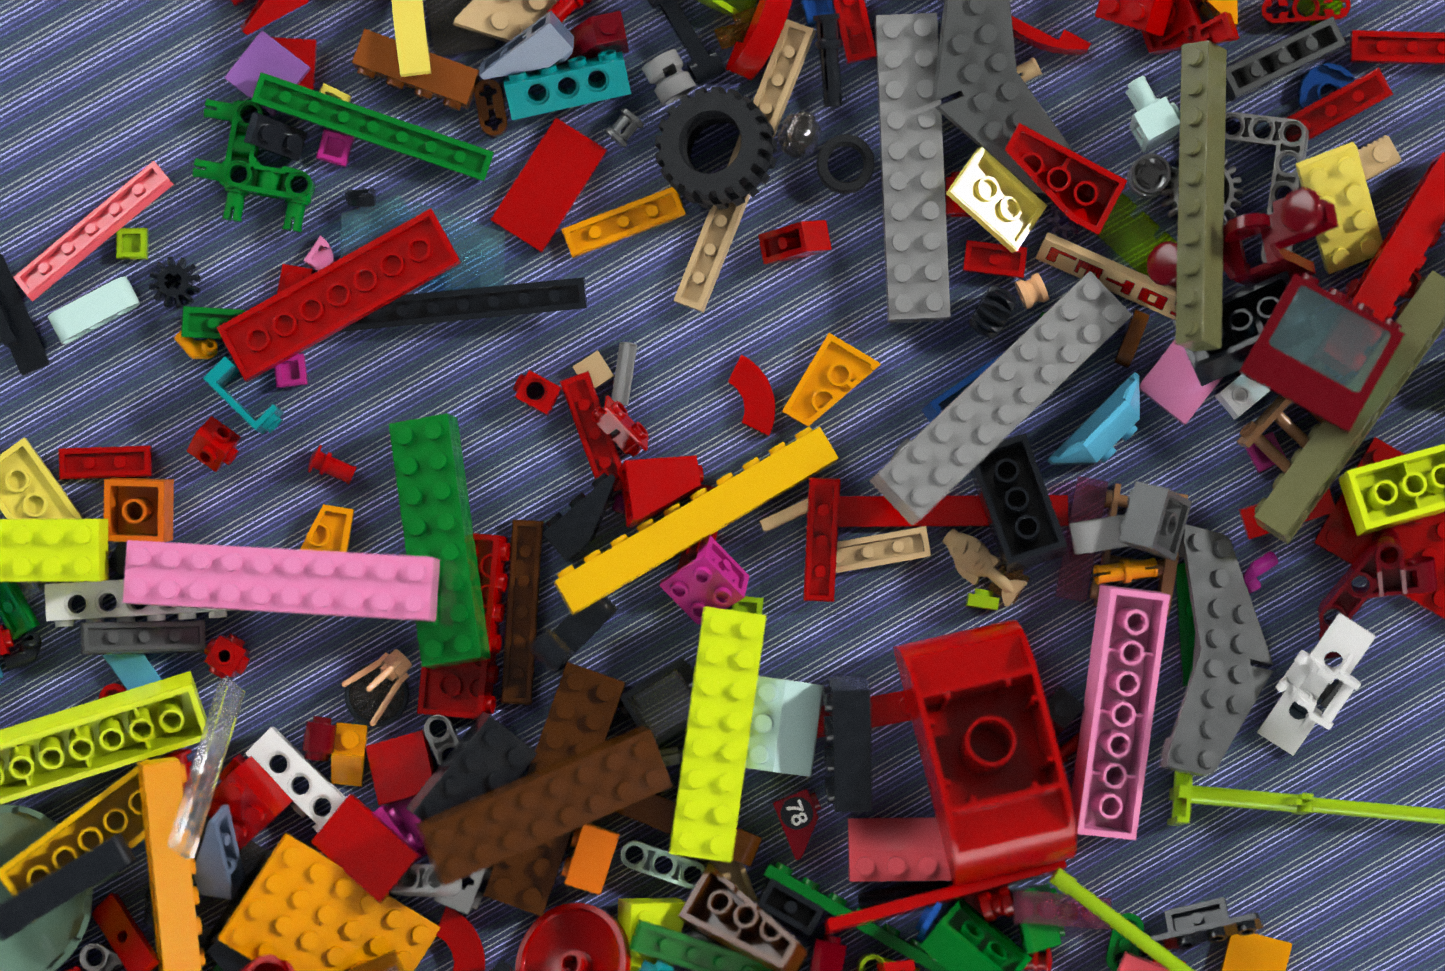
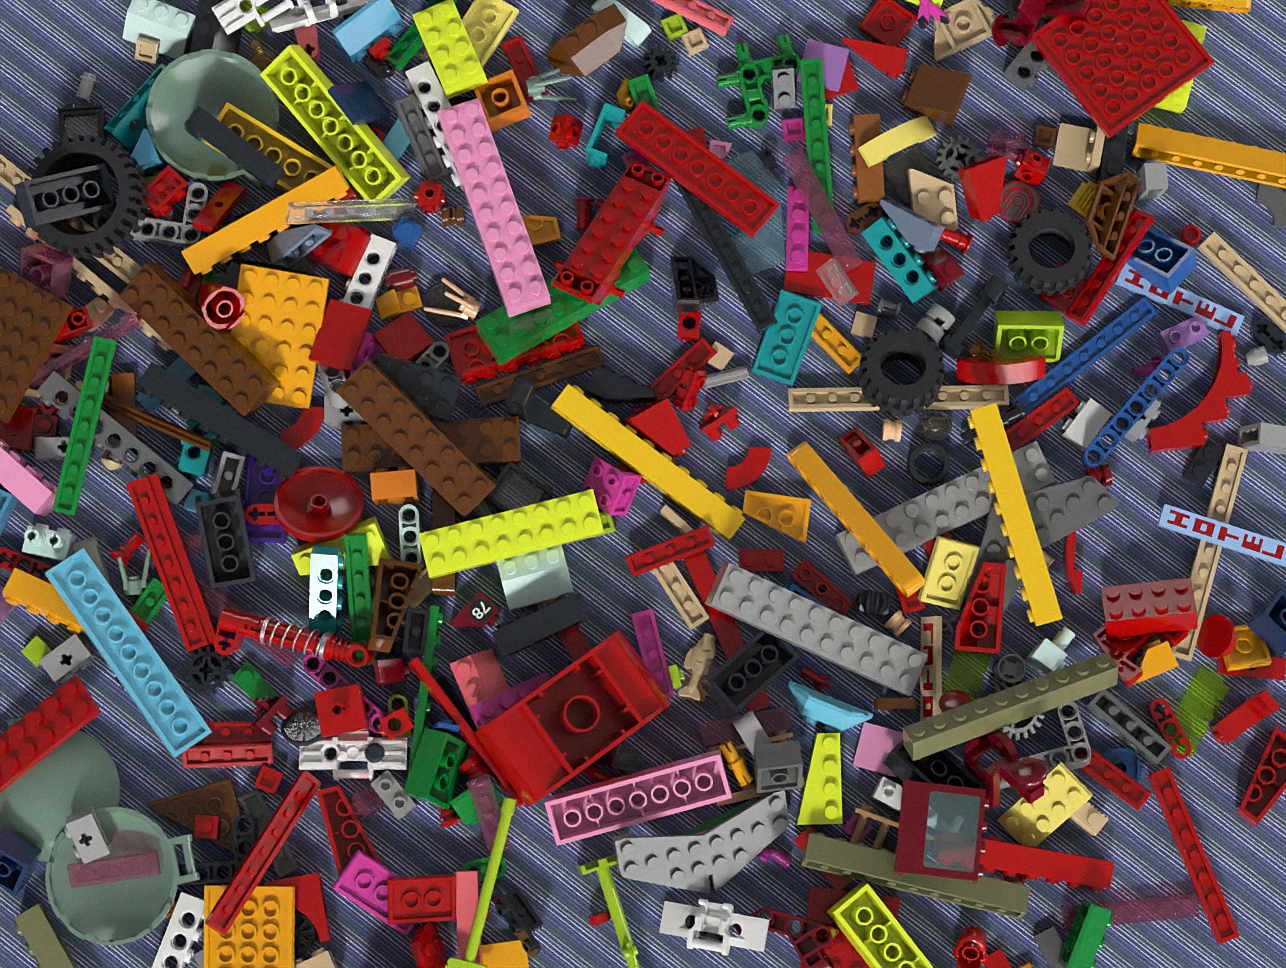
camera: 65 degrees right, 5 degrees down
(65, 697) = (359, 103): none -> dark blue tile
(111, 363) = (590, 43): none -> reddish brown wedge
(138, 458) = (536, 86): none -> sand green plant
(162, 225) = (694, 41): none -> tan tile
(261, 706) = (407, 232): none -> blue brick
(266, 630) = (458, 215): none -> reddish brown wheel
(384, 441) = (613, 234): none -> red piece
(461, 158) = (821, 210): none -> clear pink plate
(469, 199) = (796, 231): none -> dark pink plate
(488, 367) = (691, 285): none -> black wedge
(562, 178) = (837, 282): none -> clear plate
(612, 275) = (788, 339): none -> teal tile
(630, 168) = (863, 325): none -> tan tile
(673, 409) = (726, 416): none -> red hips
(782, 191) = (891, 430): none -> light nougat wheel
(879, 429) = (761, 560): none -> red plate
(881, 287) = (856, 519): none -> light orange beam
(928, 845) = (493, 706): none -> dark pink plate
(930, 376) = (810, 579): none -> red tile
(934, 615) = (651, 648): none -> dark pink plate
(962, 84) = (1015, 515): none -> yellow brick
(1058, 423) = (816, 678): none -> red bar
(1207, 478) = (822, 789): none -> neon yellow wedge
(1244, 823) = (599, 917): none -> red tile

